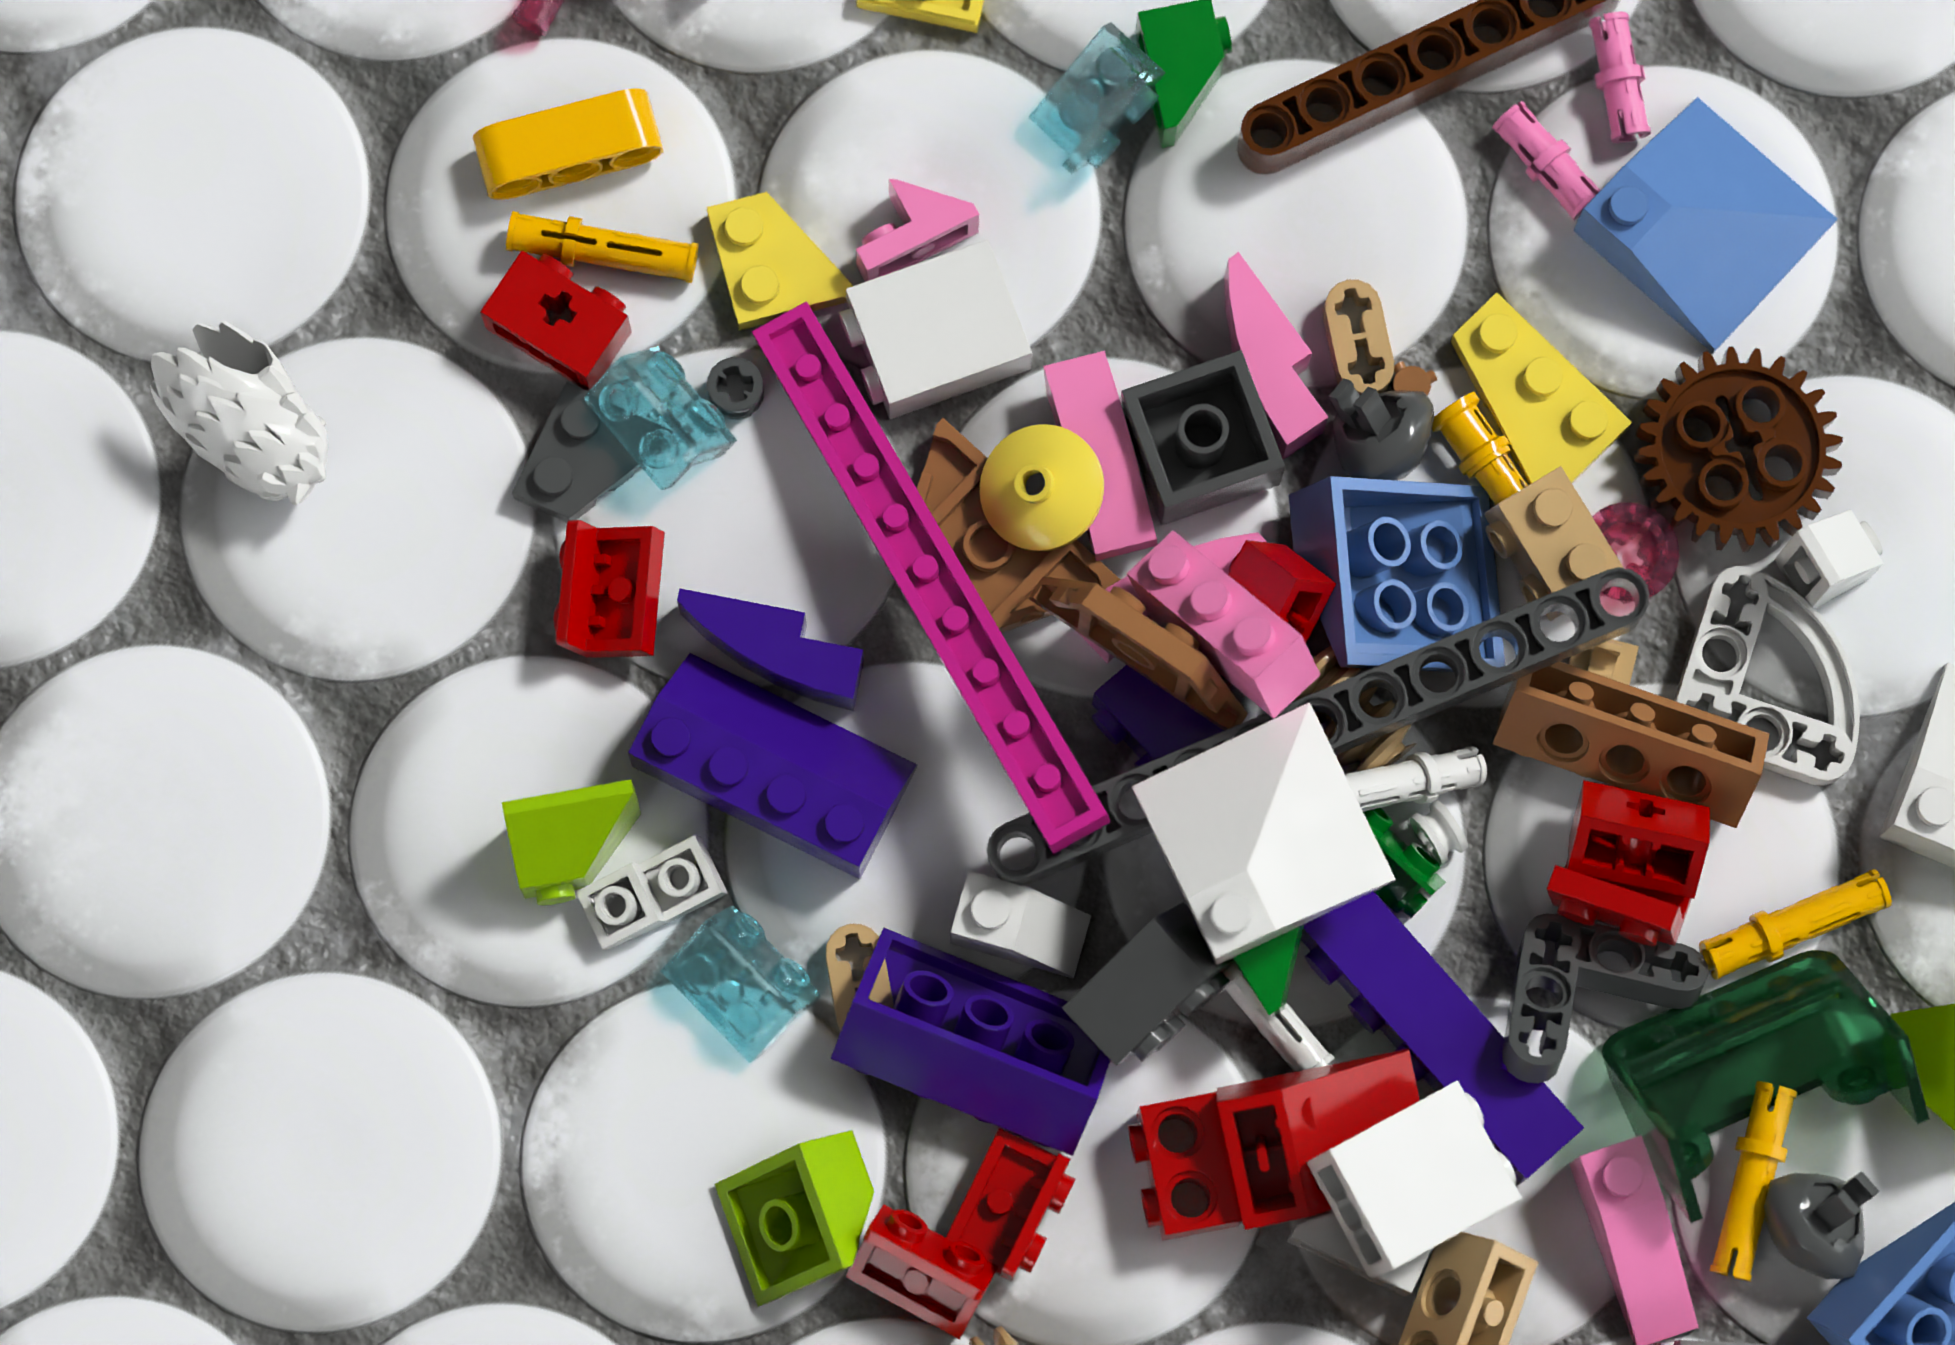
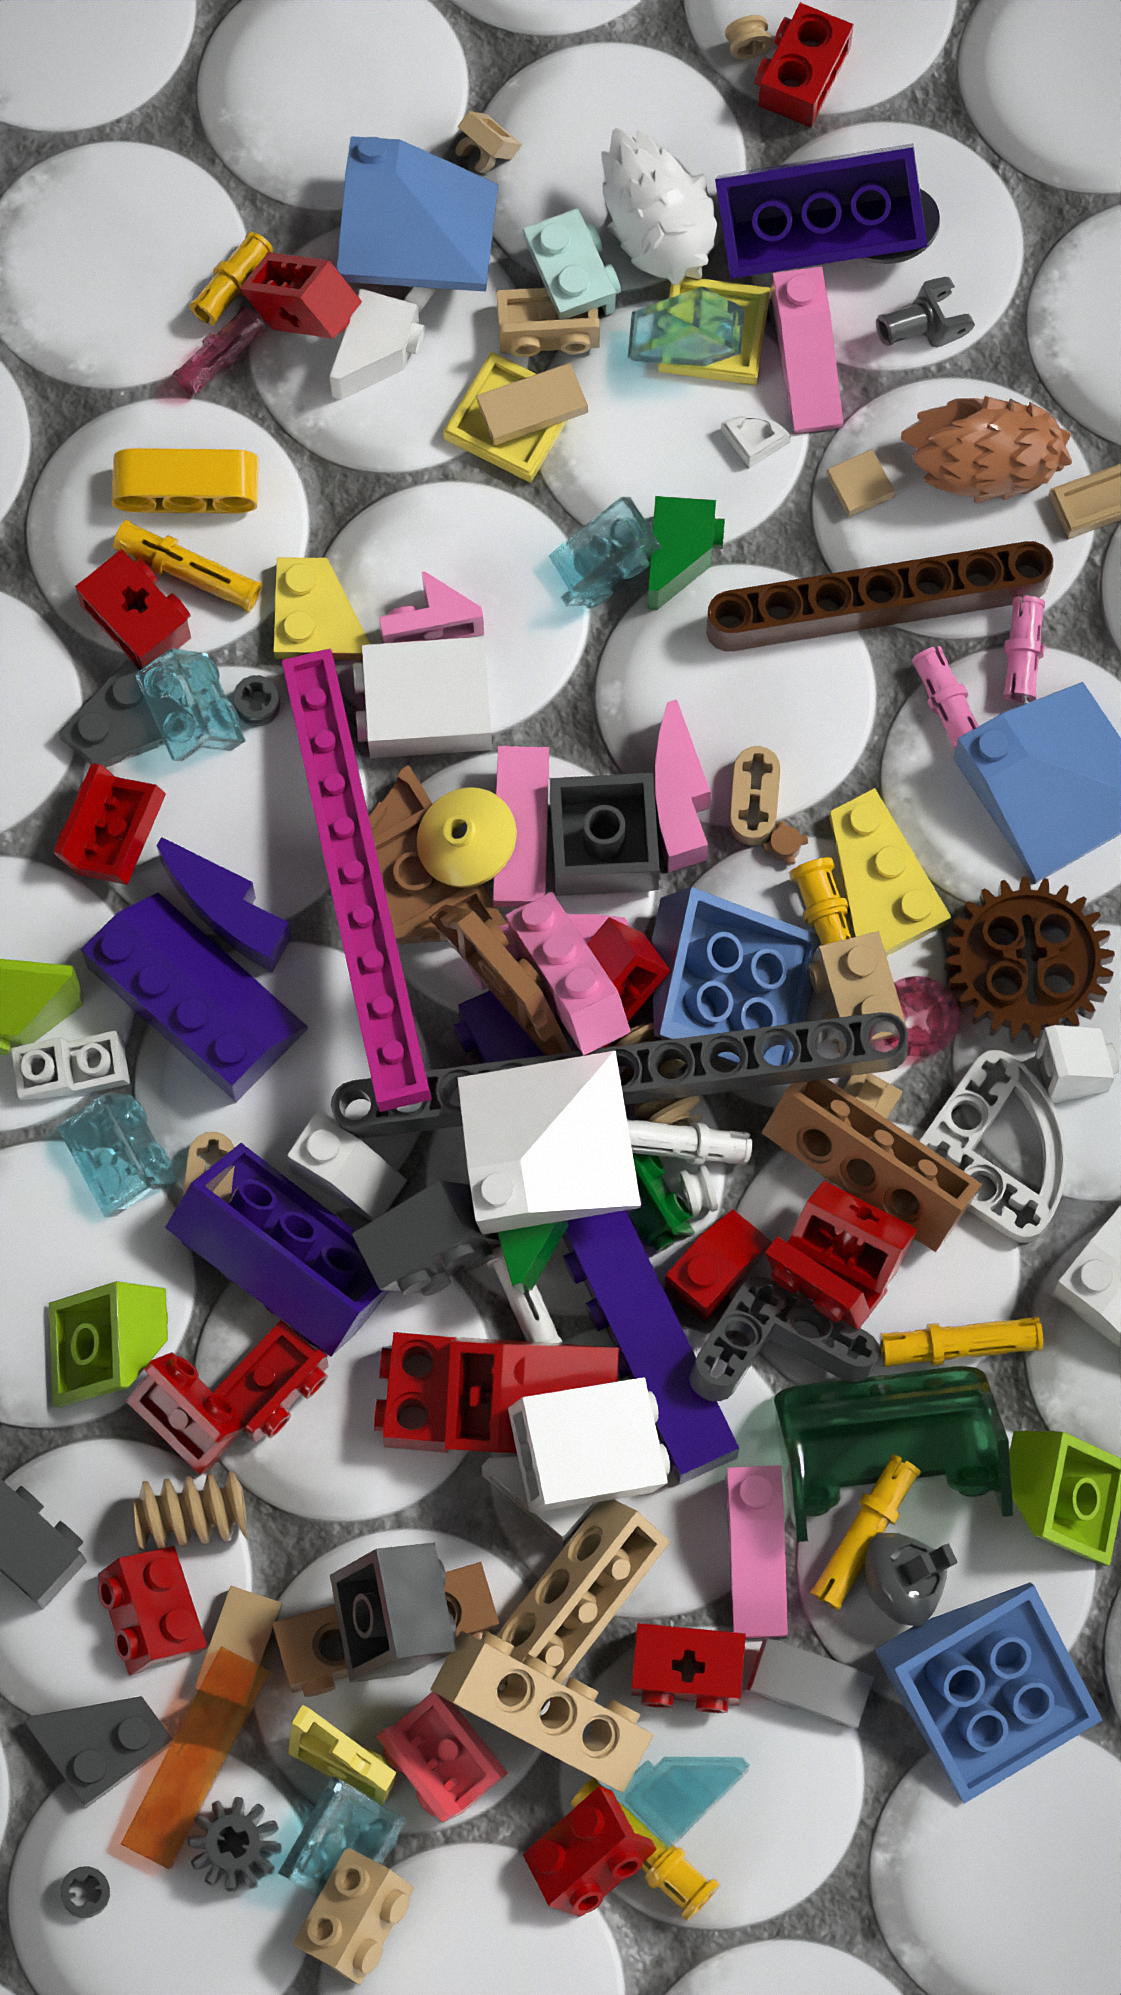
camera: 20 degrees right, 5 degrees down
(1382, 432) = (747, 868): dark grey piece -> none
(1486, 914) = (716, 1264): none -> red slope

